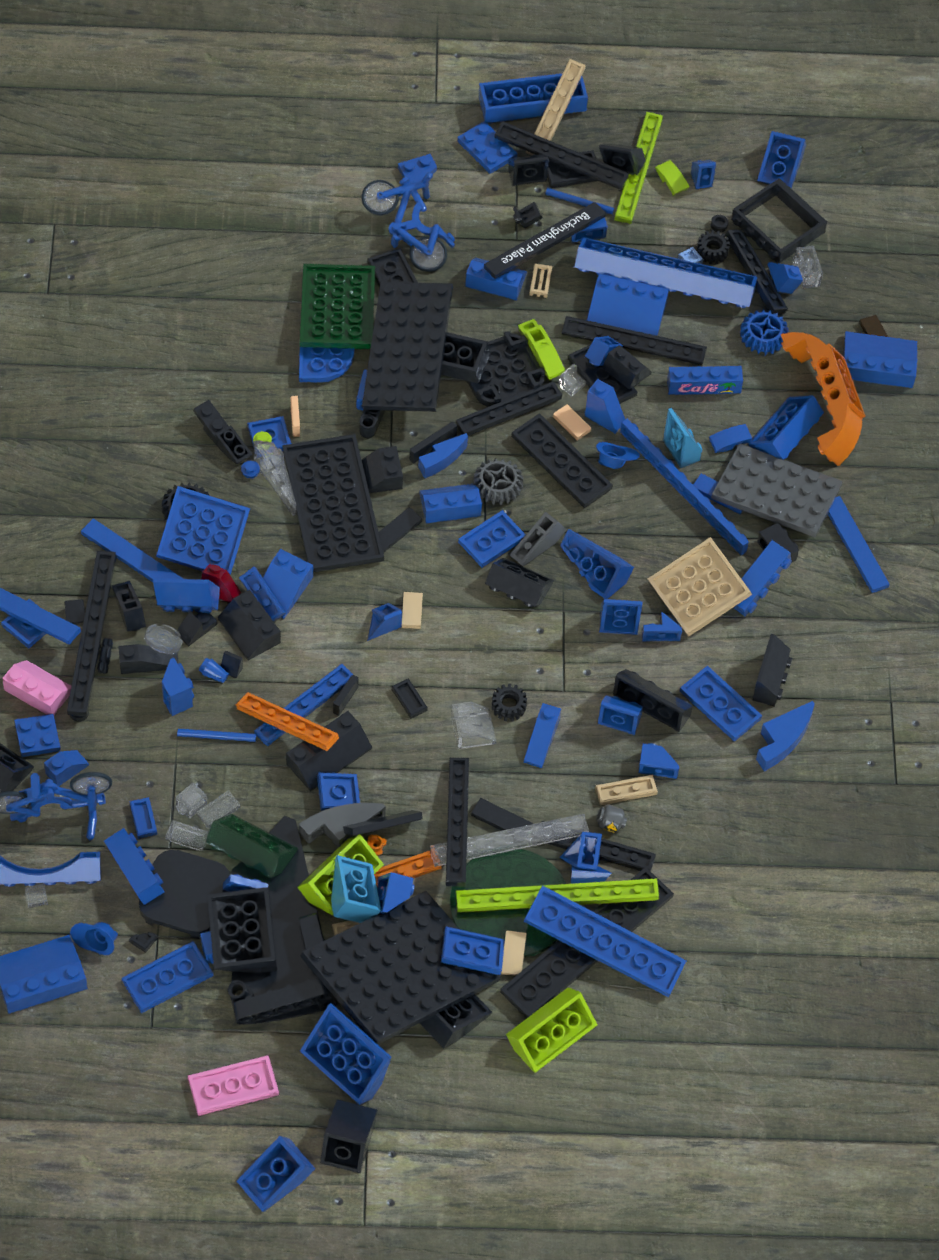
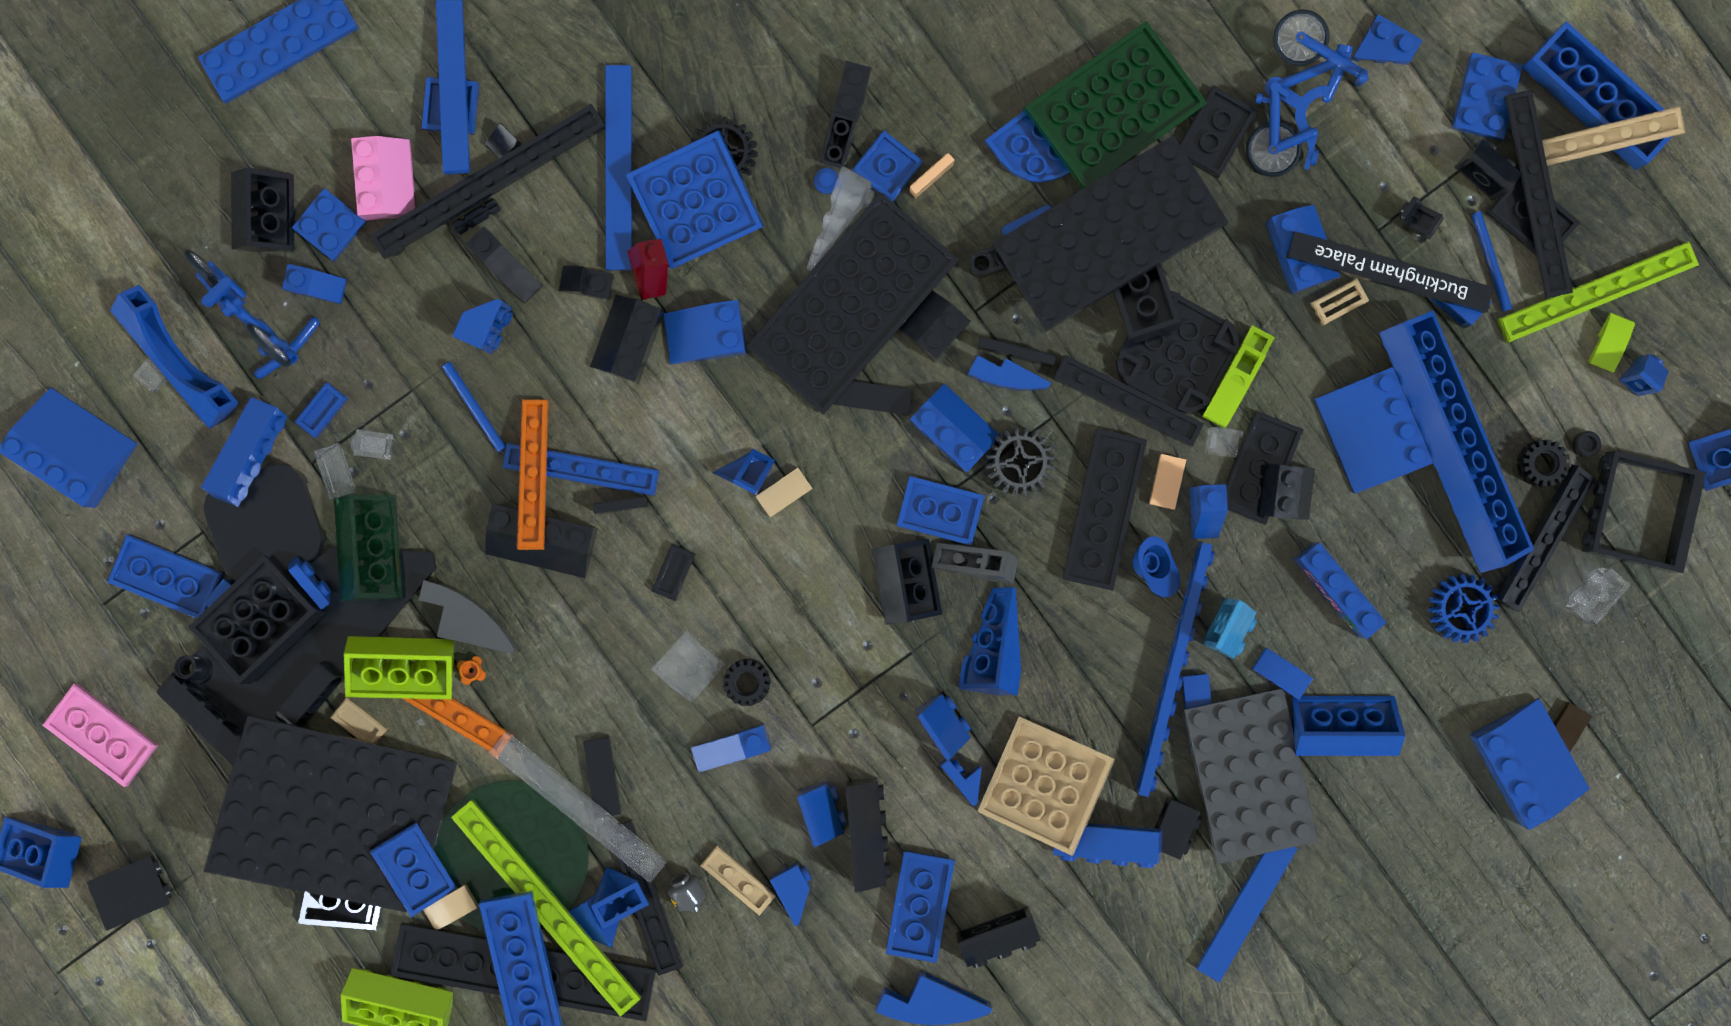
camera: 60 degrees right, 30 degrees up
(94, 937) = (151, 476): blue piece -> none
(129, 606) = (551, 192): black slope -> none
(143, 941) = (186, 521): black tile -> none
(163, 639) = (538, 262): clear tile -> none
(186, 595) = (603, 246): blue slope -> none
(213, 670) = (544, 344): blue cone -> none
(218, 808) = (389, 478): clear tile -> none
(232, 664) = (566, 357): black slope -> none
(254, 581) = (672, 322): blue tile -> none
(262, 436) = (869, 166): lime plate -> none
(337, 789) = (501, 587): blue tile -> none
(347, 1055) = (189, 834): blue slope -> none
(354, 890) = (384, 700): dark azure slope -> none
(383, 822) = (490, 665): black tile -> none
(393, 890) = (413, 739): blue slope -> none
(457, 822) = (552, 741): black tile -> none
(599, 349) = (1288, 449): blue slope -> none
(623, 157) = (1591, 268): black slope -> none
(636, 340) = (1336, 469): black tile -> none
(691, 255) = (1508, 447): light blue tile -> none
(785, 277) = (1564, 577): blue slope -> none
(837, 390) = (1435, 757): orange slope -> none

